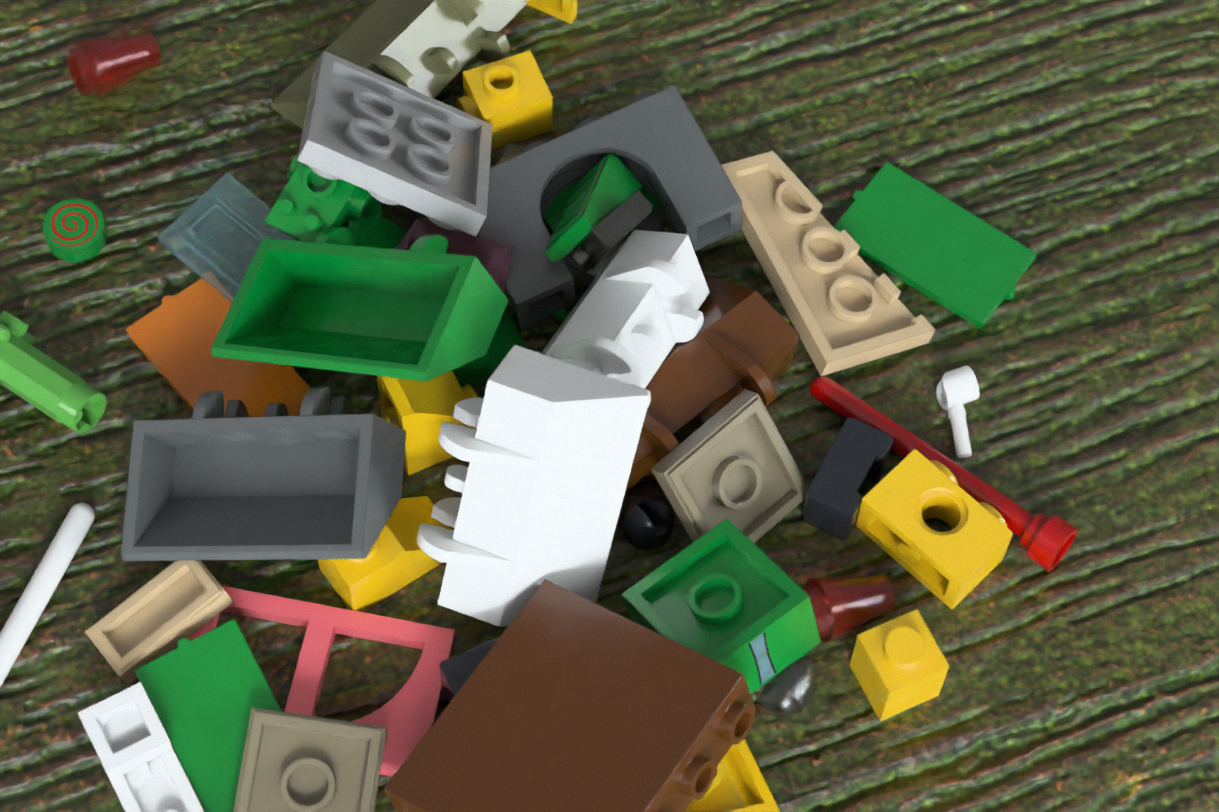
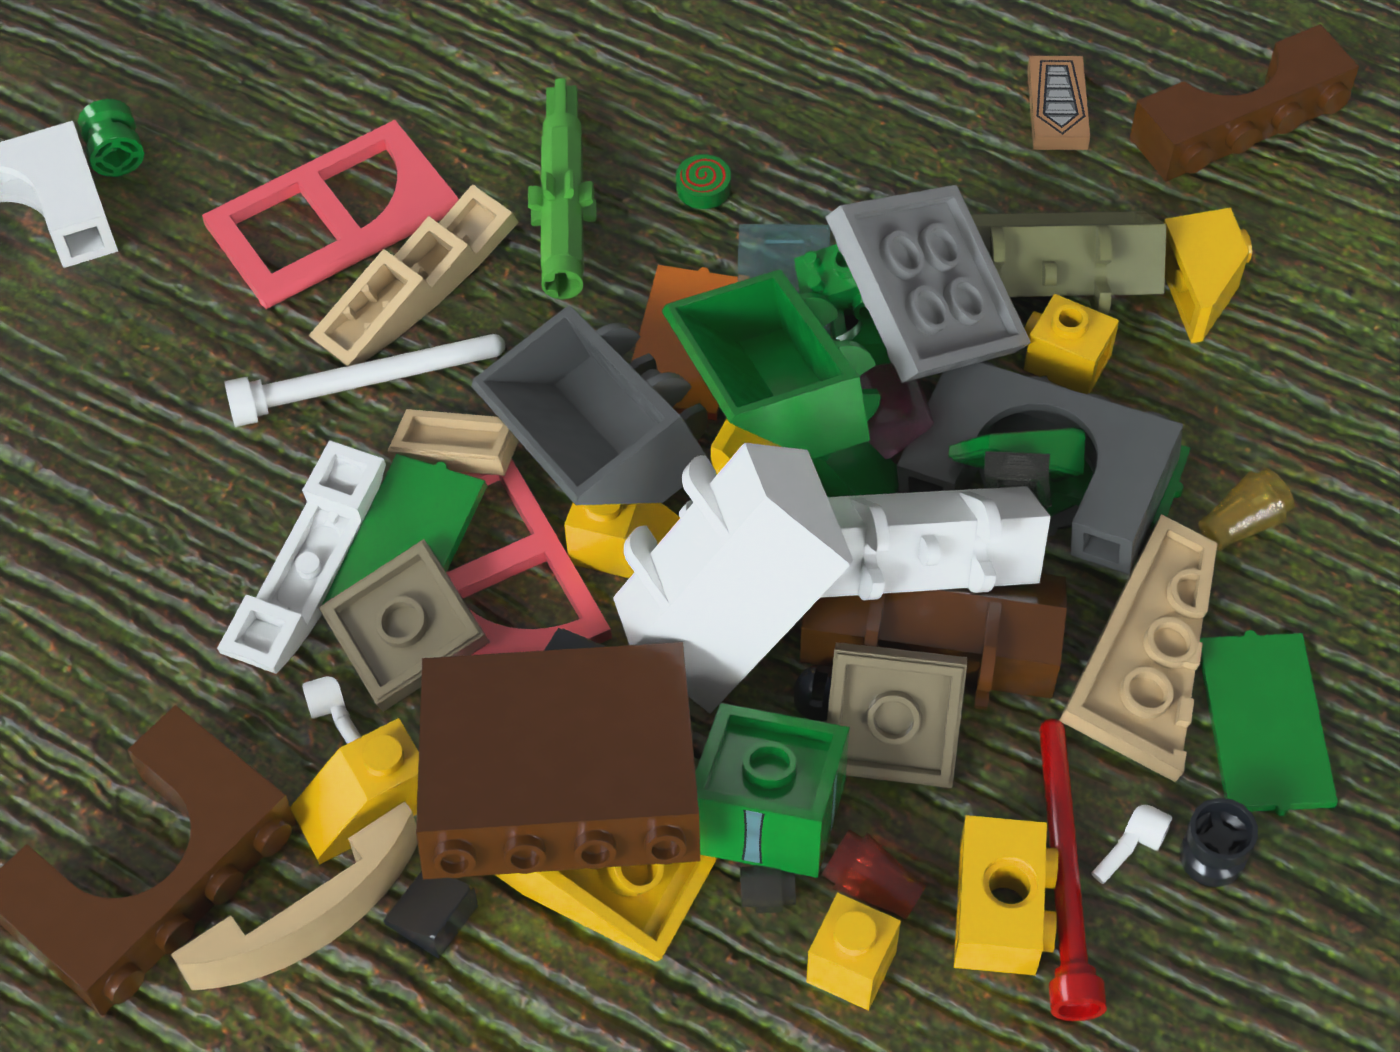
camera: 55 degrees right, 5 degrees down
(109, 62) = (850, 102): clear red cone -> none
(759, 106) = (1249, 508): none -> clear yellow cone
(837, 490) = (986, 790): black piece -> none
(1011, 352) = (1227, 830): none -> black wheel

